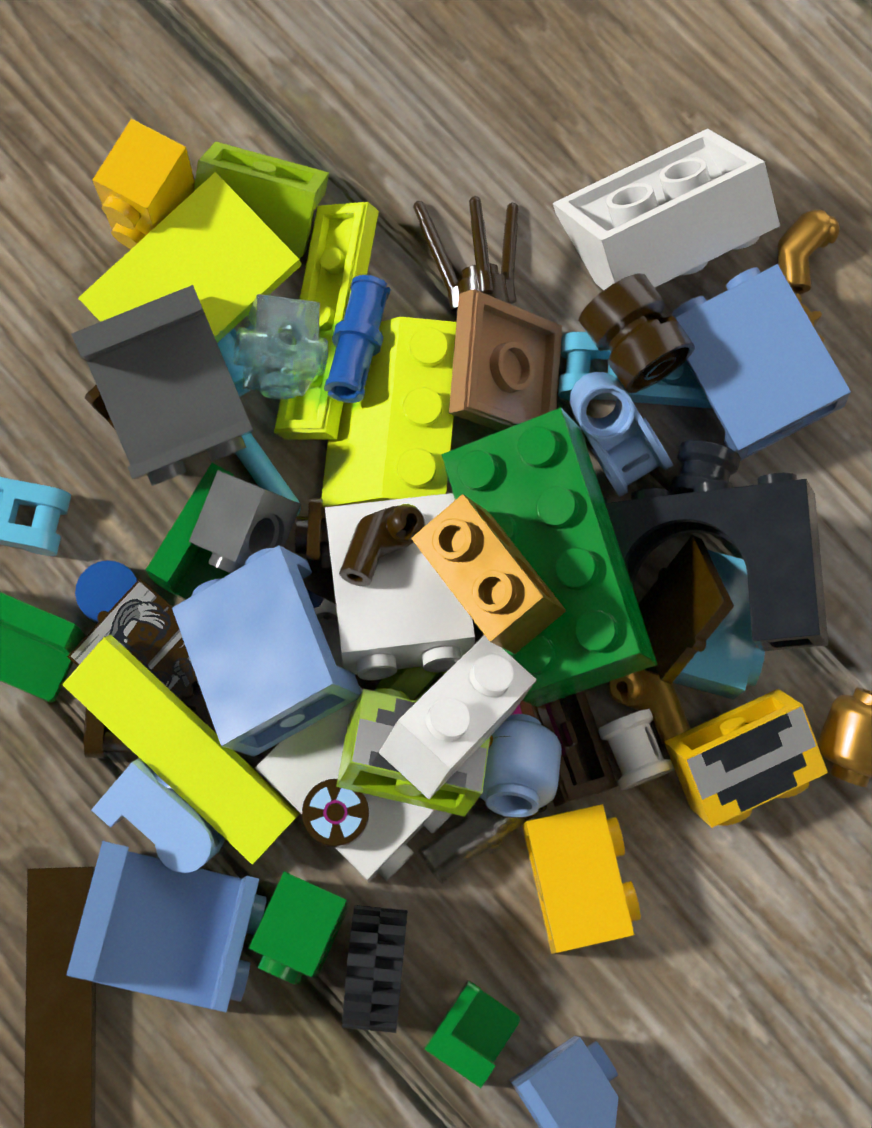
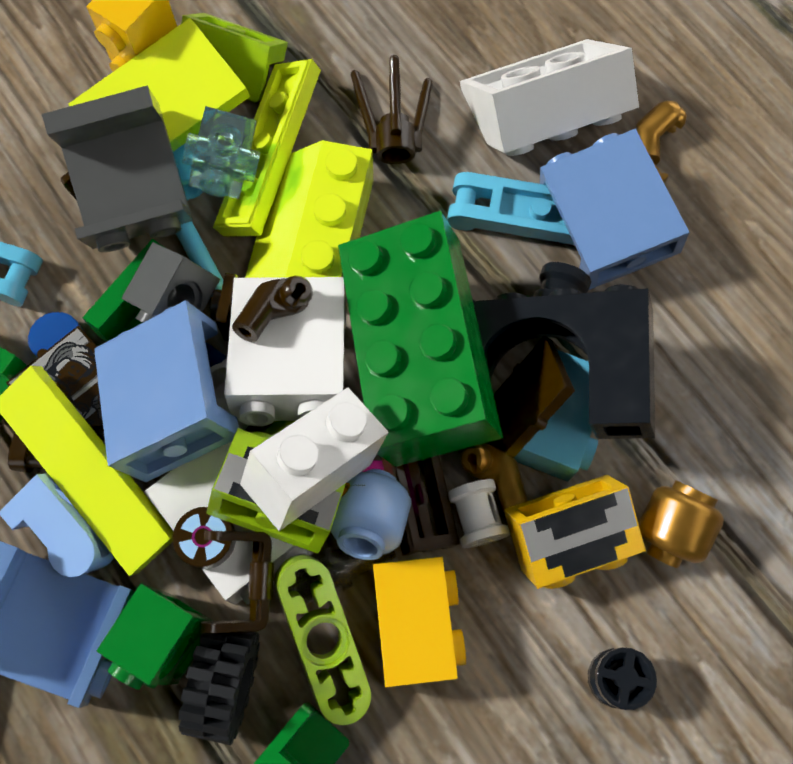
camera: 10 degrees right, 5 degrees down
(357, 339) = (285, 155): blue pin -> none
(404, 853) = (260, 583): none -> dark brown piece
(488, 574) = (357, 337): brick -> none
(503, 363) = (400, 181): medium nougat tile -> none
(515, 941) = (352, 671): none -> lime beam
(621, 440) = (494, 254): light blue piece -> none
(631, 326) = (510, 167): dark brown wheel -> none
(826, 914) = (634, 678): none -> black wheel

